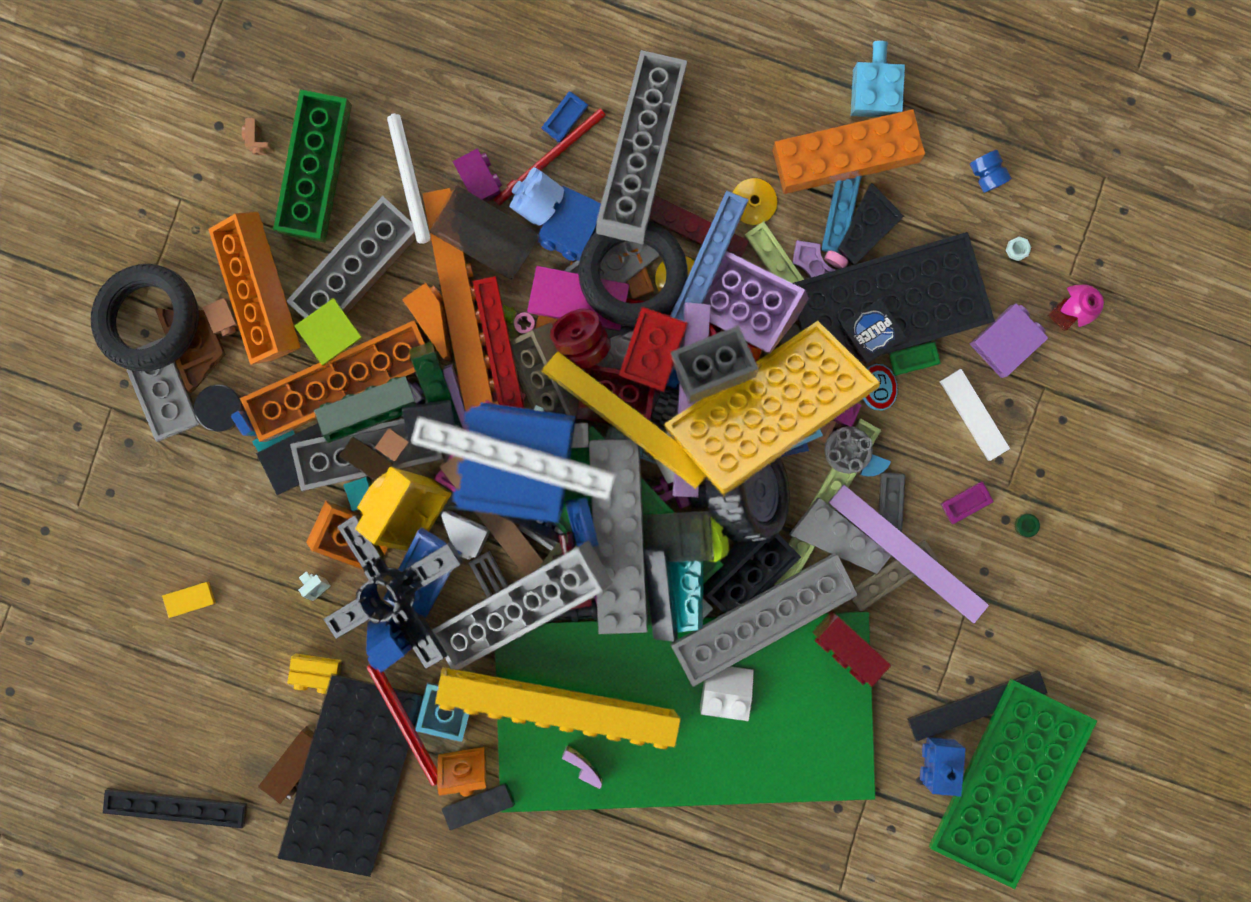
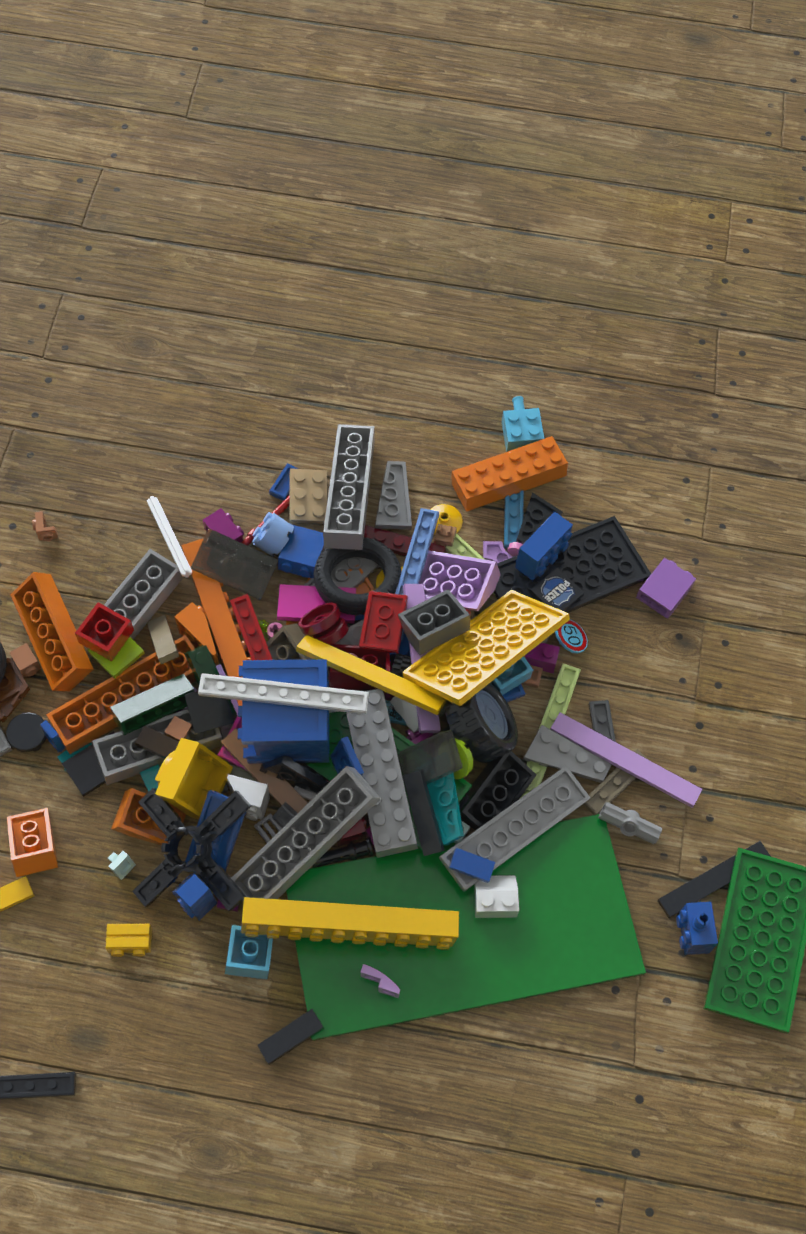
camera: 15 degrees left, 25 degrees down
(215, 543) = (31, 842): none -> orange slope
(287, 771) = (117, 1025): reddish brown brick -> none
(312, 166) = (91, 540): green brick -> none
(314, 312) = (104, 631): none -> red brick
(348, 778) = (170, 1027): black plate -> none
(386, 322) = (162, 639): none -> dark tan tile
(404, 724) = (215, 967): red axle -> none
(461, 772) = (272, 1004): orange tile -> none
(505, 560) = (284, 814): none -> flat silver tile
(589, 143) = (307, 496): none -> tan plate
(696, 165) = (394, 499): none -> light grey wing
(705, 661) = (472, 865): none -> blue tile
(751, 226) = (445, 535): none -> medium nougat tile
(848, 450) = (557, 686): light grey tile -> none
(850, 650) = (594, 837): dark red brick -> none
(871, 272) = (544, 546): none -> blue brick
(875, 466) = (581, 697): dark azure tile -> none
(896, 630) = (637, 825): none -> light grey piece
(914, 358) = (595, 613): green tile -> none
(966, 502) = (664, 715): magenta tile -> none
(974, 415) = (654, 648): white tile -> none
(990, 171) = (623, 474): blue wheel -> none
(1018, 248) = (656, 523): light aqua tile -> none
(1027, 525) = (718, 725): dark green tile -> none
(1062, 320) = (705, 564): clear red tile -> none
(1079, 306) = (718, 551): dark pink piece -> none

